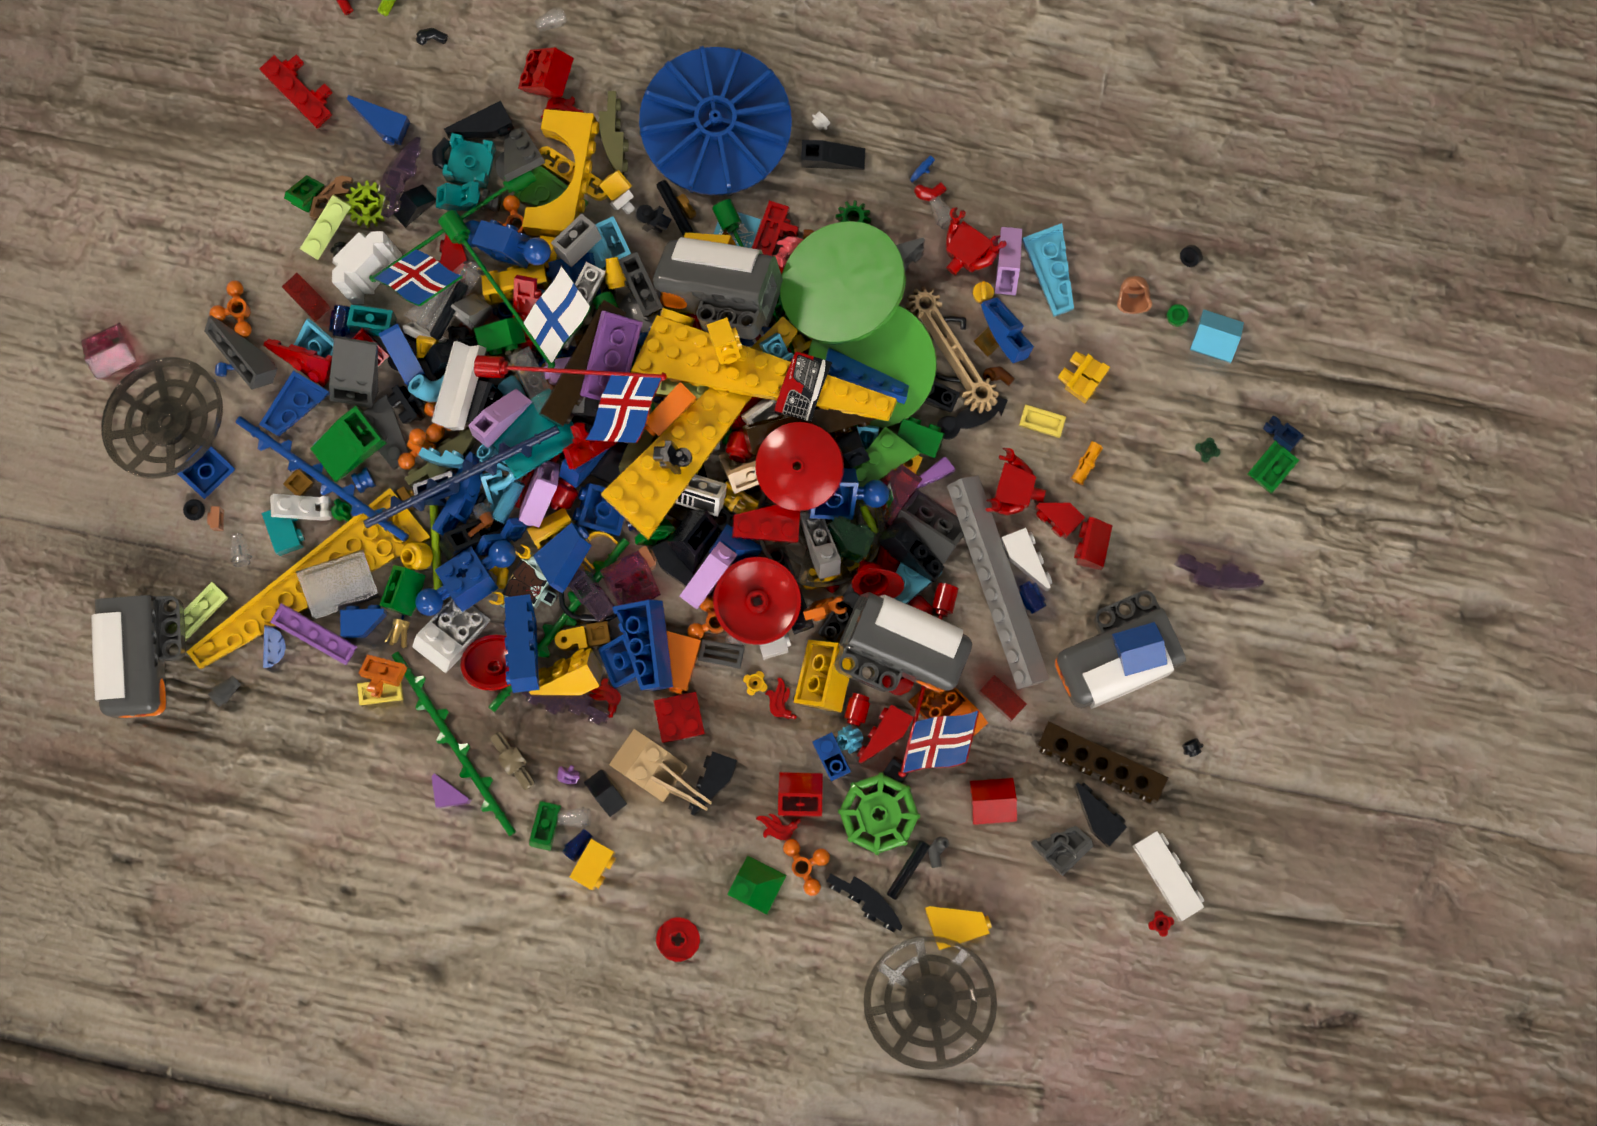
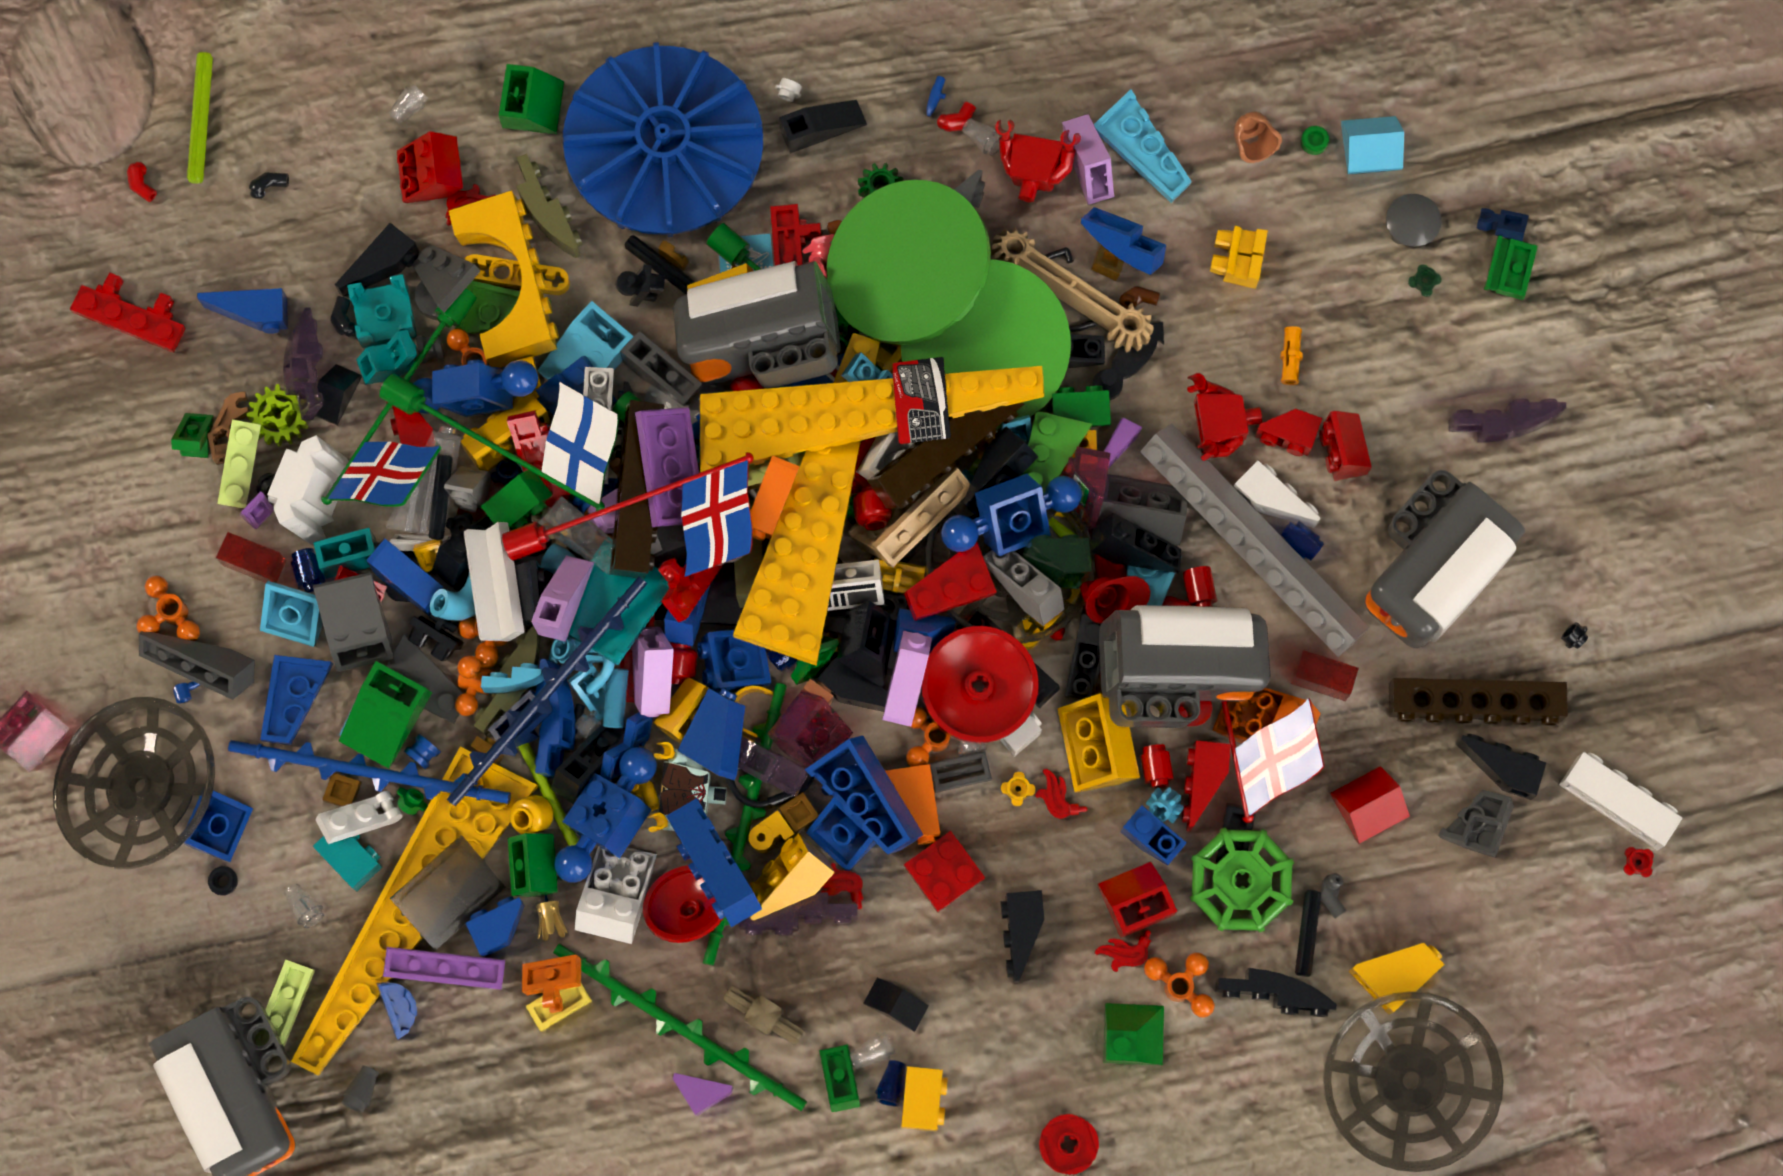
camera: 30 degrees left, 5 degrees down
(216, 518) = (256, 879): nougat plate -> none
(303, 360) = (284, 637): red wing -> none
(323, 265) = (257, 511): none -> medium lavender slope
(487, 521) = (600, 735): dark orange hand -> none
(568, 775) = (840, 1003): medium lavender piece -> none
(576, 240) = (561, 346): light grey brick -> none
(614, 274) = (625, 369): yellow cone -> none
(615, 185) = (575, 265): yellow slope -> none
(623, 202) = (594, 282): white tile -> none
(636, 53) = (530, 100): none -> green slope
(653, 768) = (945, 947): tan slope -> none
(672, 457) = (802, 550): hips -> none
(677, 317) = (724, 386): yellow piece -> none
(725, 341) = (802, 385): yellow brick -> none
(819, 472) = (968, 524): red dish -> none
(820, 608) = (1059, 661): orange plate -> none
(865, 376) = (981, 359): blue wing -> none
(982, 292) = (1074, 208): yellow tile -> none
(1042, 421) = (1215, 329): light yellow tile -> none
(1140, 648) = (1468, 538): slope -> none
(1191, 256) = (1298, 64): black tile -> none
(1220, 403) = (1413, 220): none -> dark grey dish

